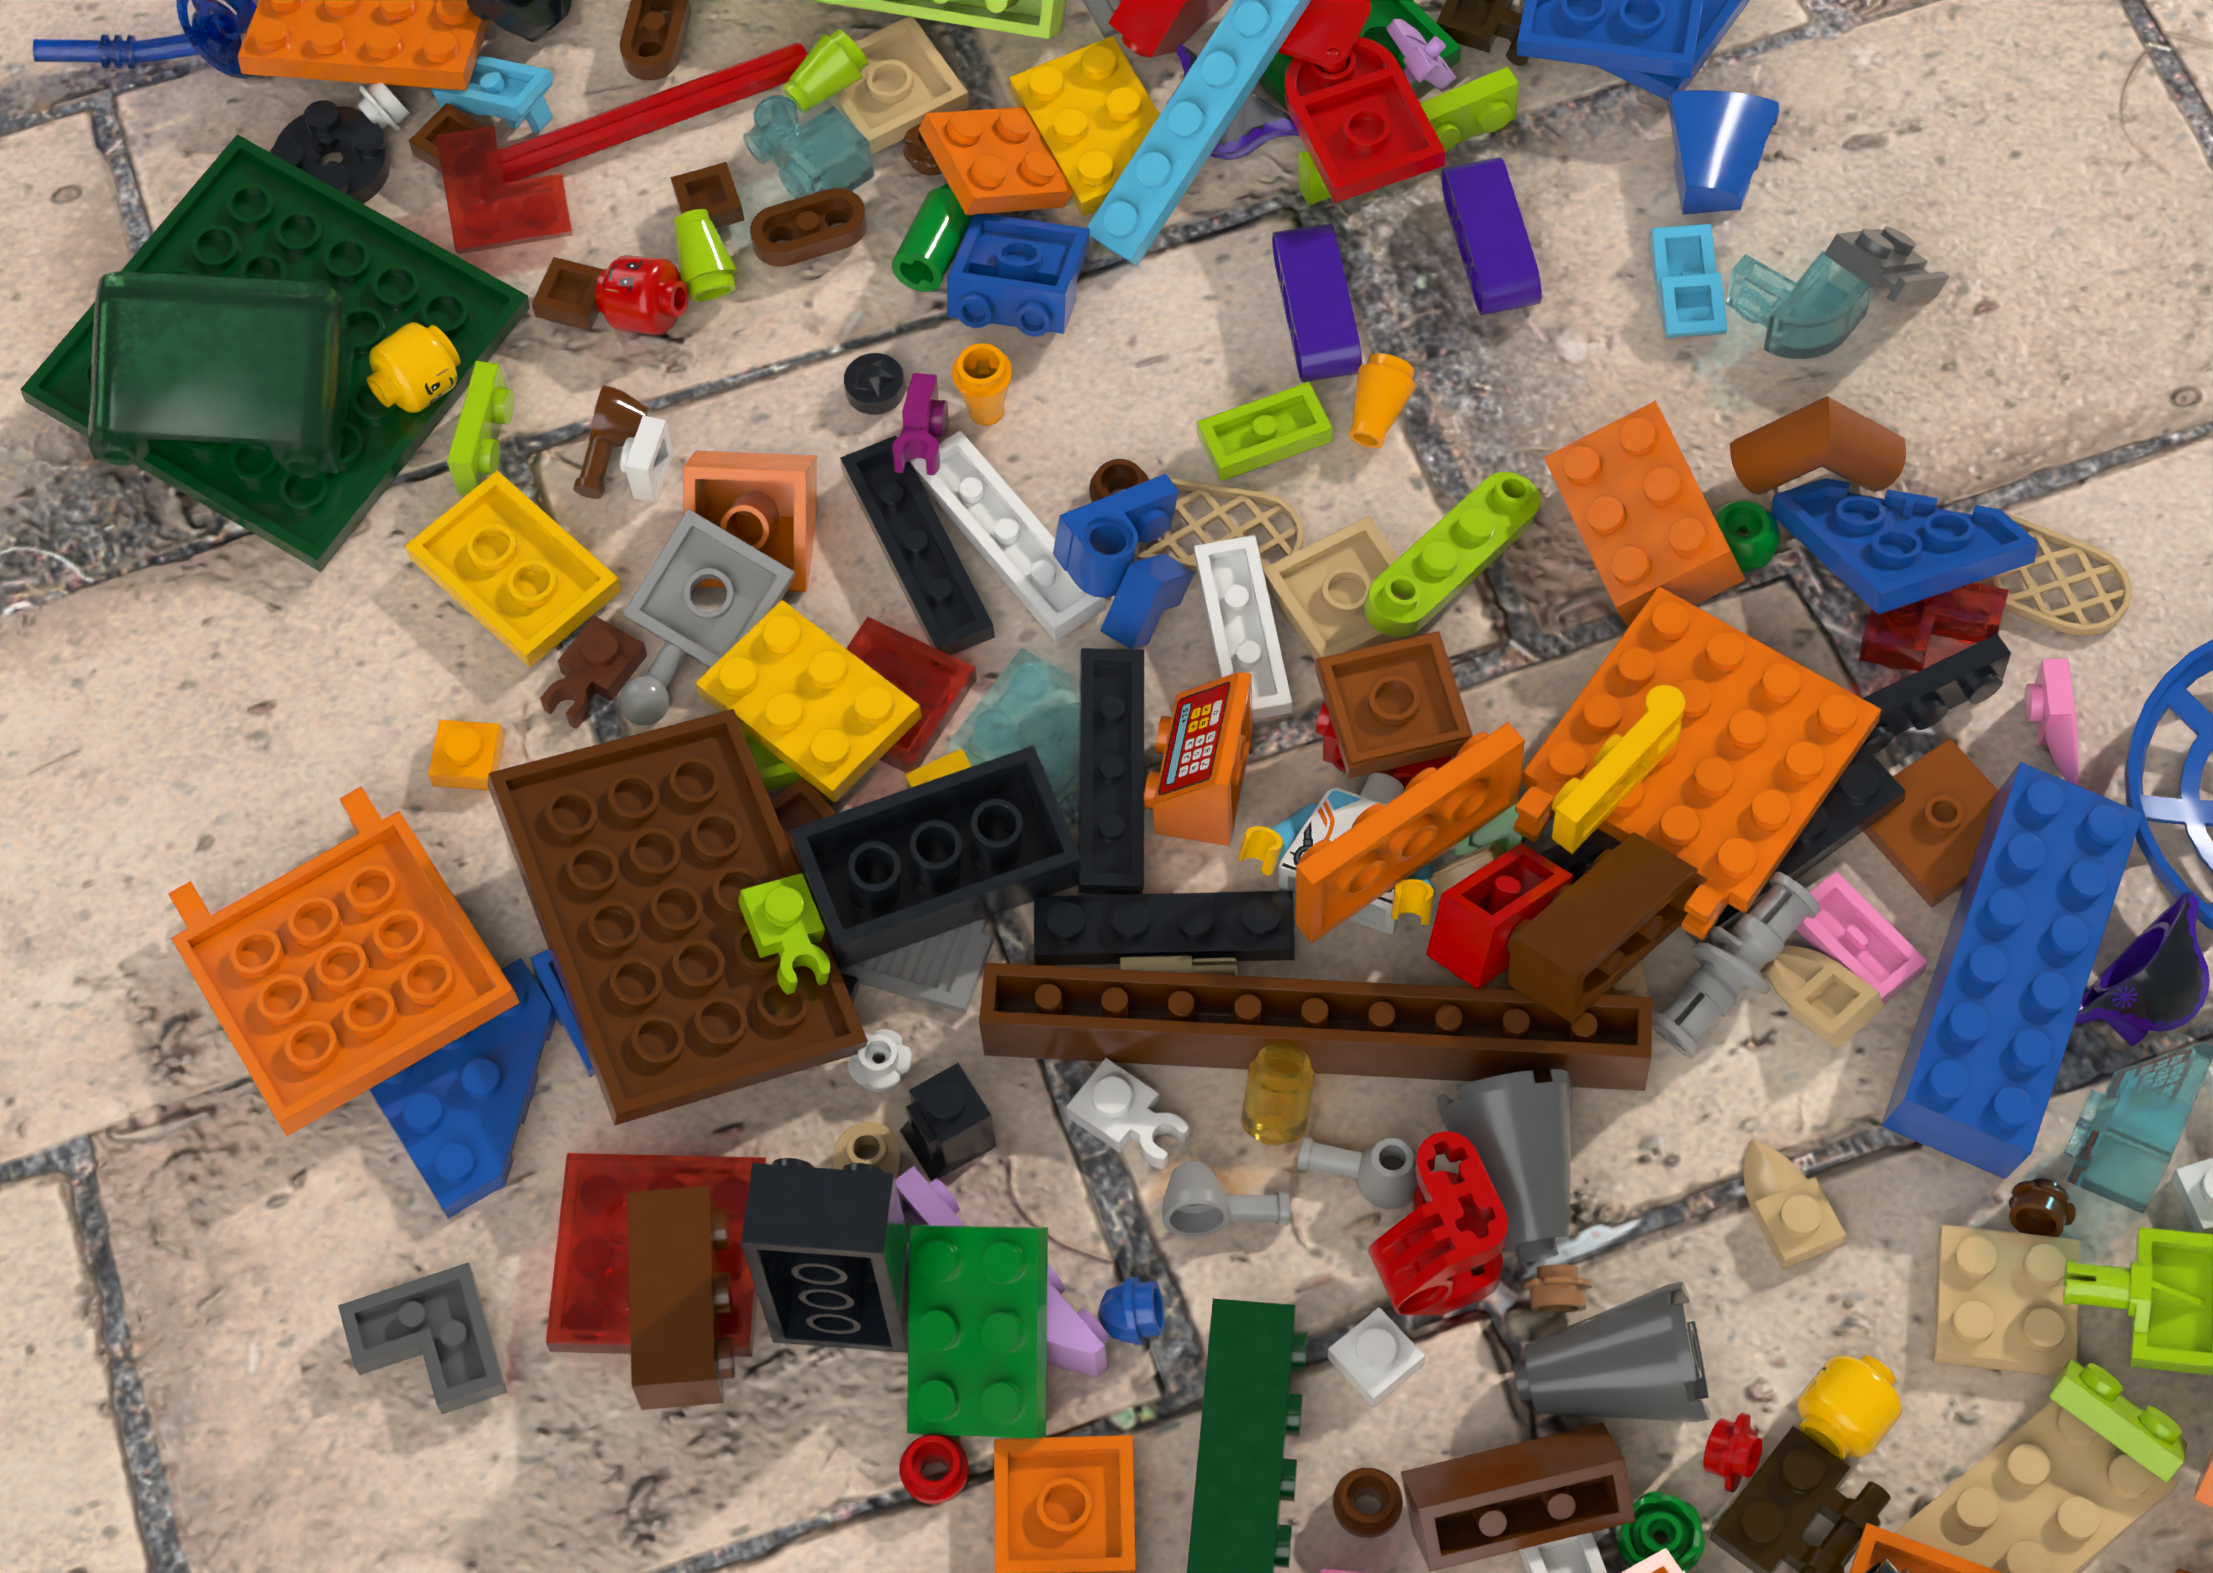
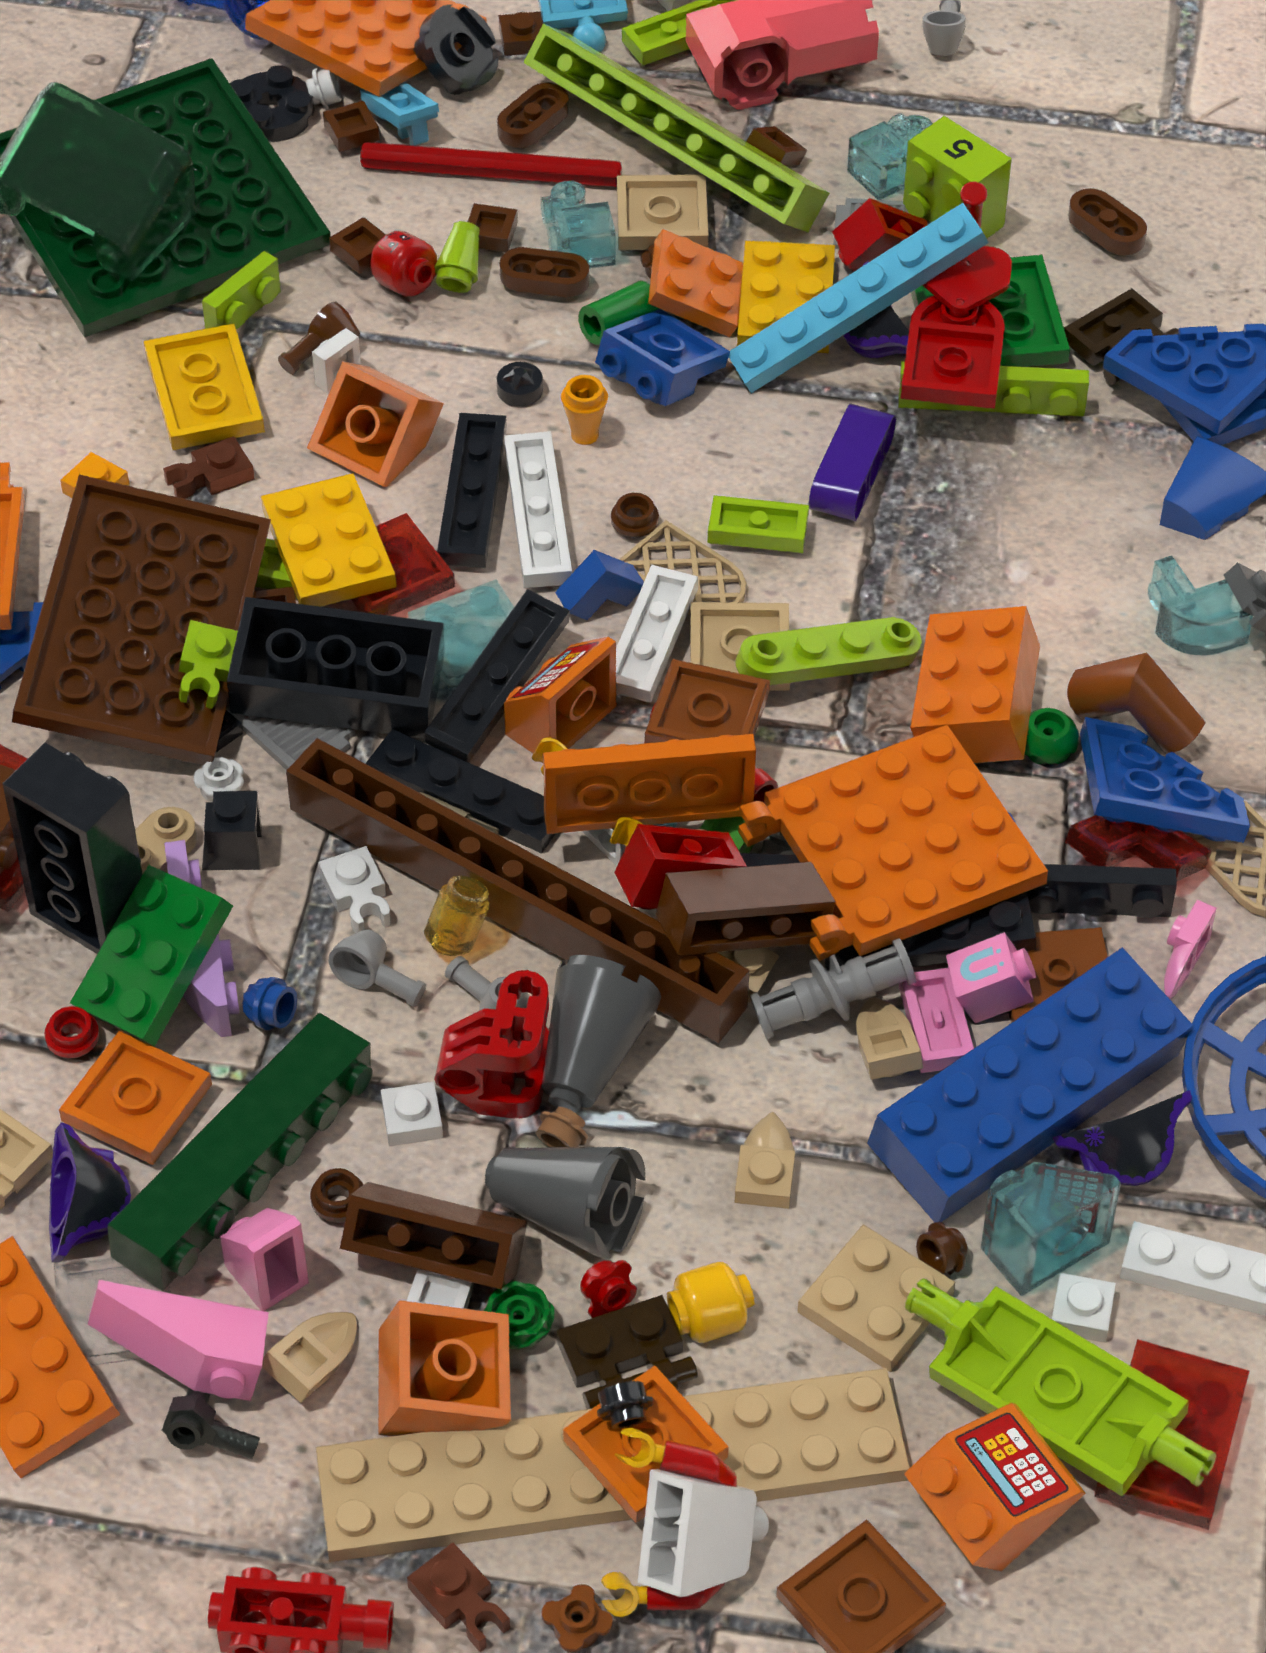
camera: 25 degrees right, 10 degrees down
(413, 367) = (220, 236): yellow head -> none
(486, 209) = (345, 174): clear red plate -> none
(667, 610) = (281, 448): light grey plate -> none
(826, 70) = (618, 179): lime cone -> none
(923, 420) = (529, 413): magenta plate -> none
(1102, 537) = (604, 526): blue plate -> none
(1380, 396) = (853, 538): light orange cone -> none
(1421, 58) = (1031, 337): lavender piece -> none
(1491, 236) = (1005, 474): dark purple beam -> none
(1618, 768) = (823, 811): yellow plate -> none
(1687, 281) = (1128, 563): medium azure slope -> none
(1889, 861) = (991, 977): none -> bright pink brick
(2142, 1434) = (901, 1418): lime plate -> none

